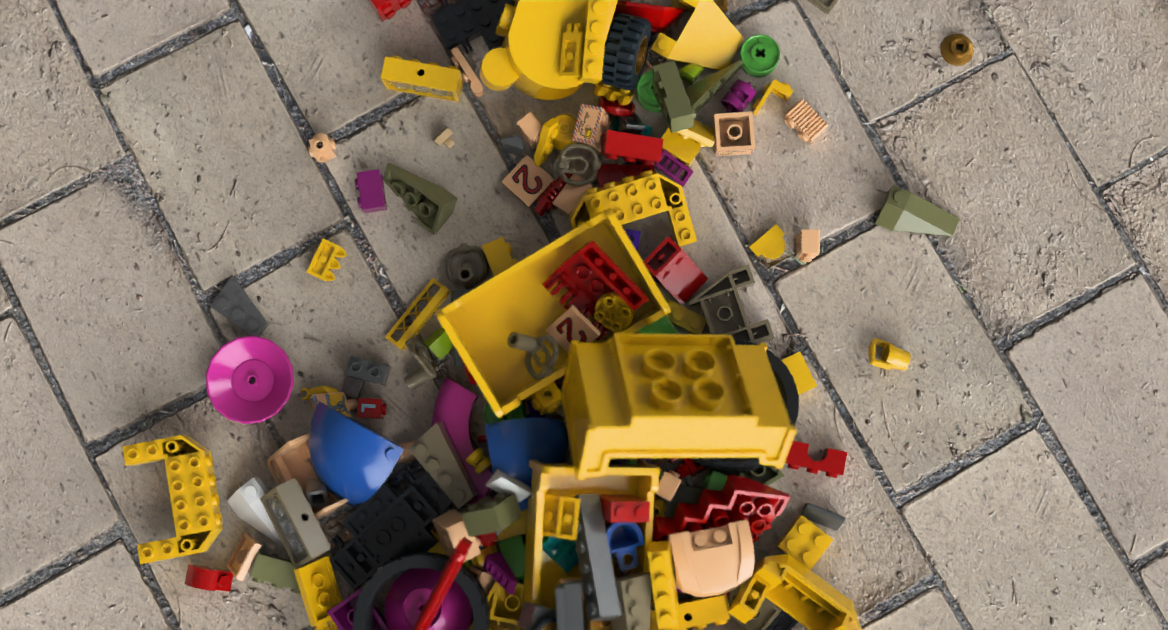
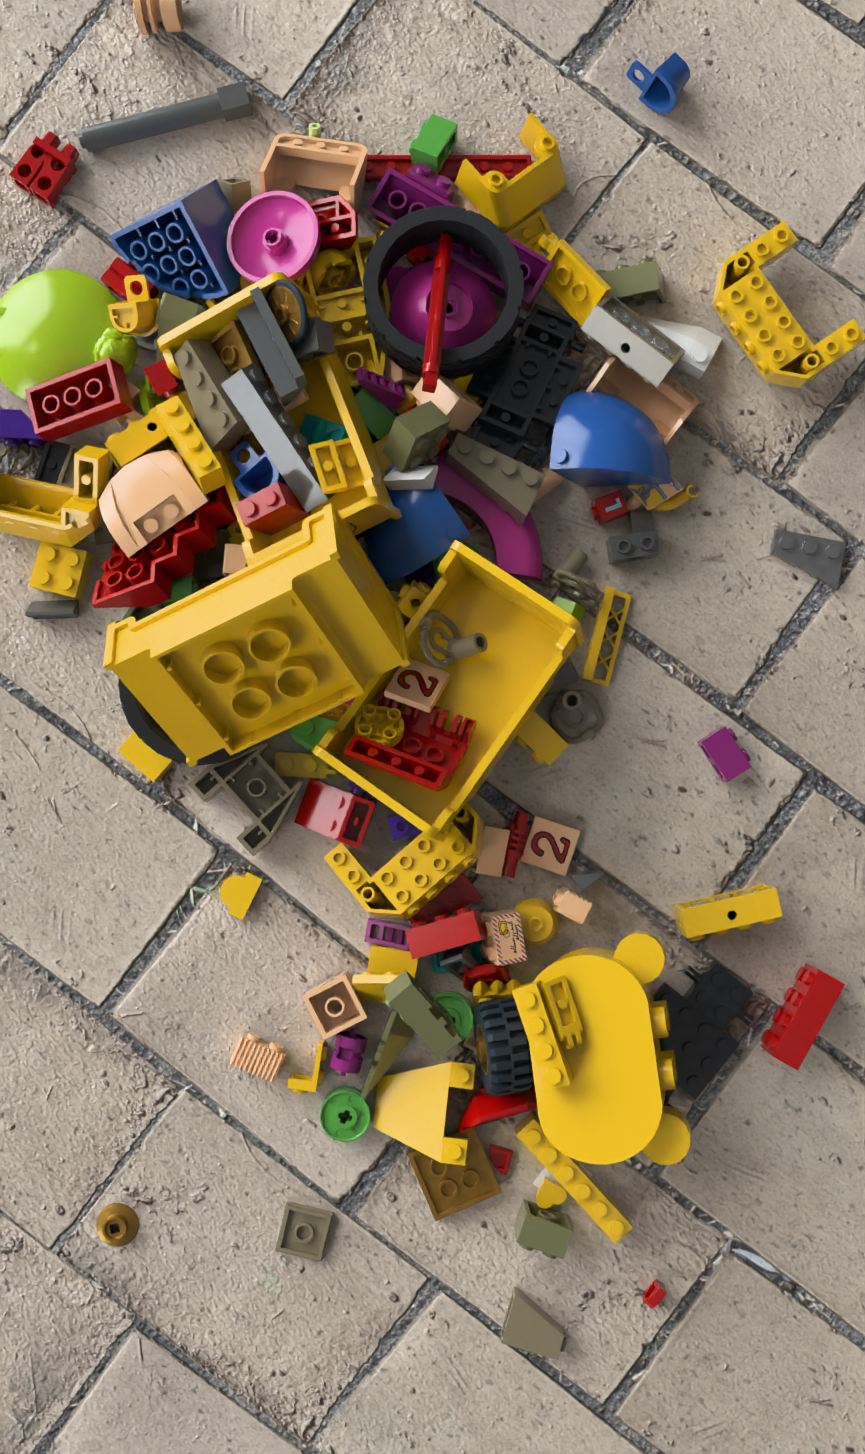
camera: 155 degrees right, 5 degrees up
(208, 578) = (701, 242): red brick -> none
(230, 377) = (776, 460): dark pink dish -> none
(243, 556) = (674, 284): light nougat tile -> none
(317, 493) = (625, 385): flat silver brick -> none
(325, 153) = (797, 779): light nougat brick -> none
(325, 260) = (739, 651): yellow plate -> none
(427, 200) = (653, 771): olive wedge -> none
(443, 137) = (670, 853): tan tile -> none
(467, 74) = (677, 942): light nougat hinge -> none
(476, 457) = (465, 499): yellow wheel -> none
(545, 142) = (549, 898): yellow hinge -> none
(561, 164) = (518, 879): dark tan piece -> none
(691, 73) = (417, 1057): lime brick -> none
(807, 245) = (194, 909): light nougat brick -> none
(832, 461) = (67, 671): red arch -> none
(891, 356) = (49, 822): yellow piece -> none
(912, 214) = (90, 1000): olive wedge -> none

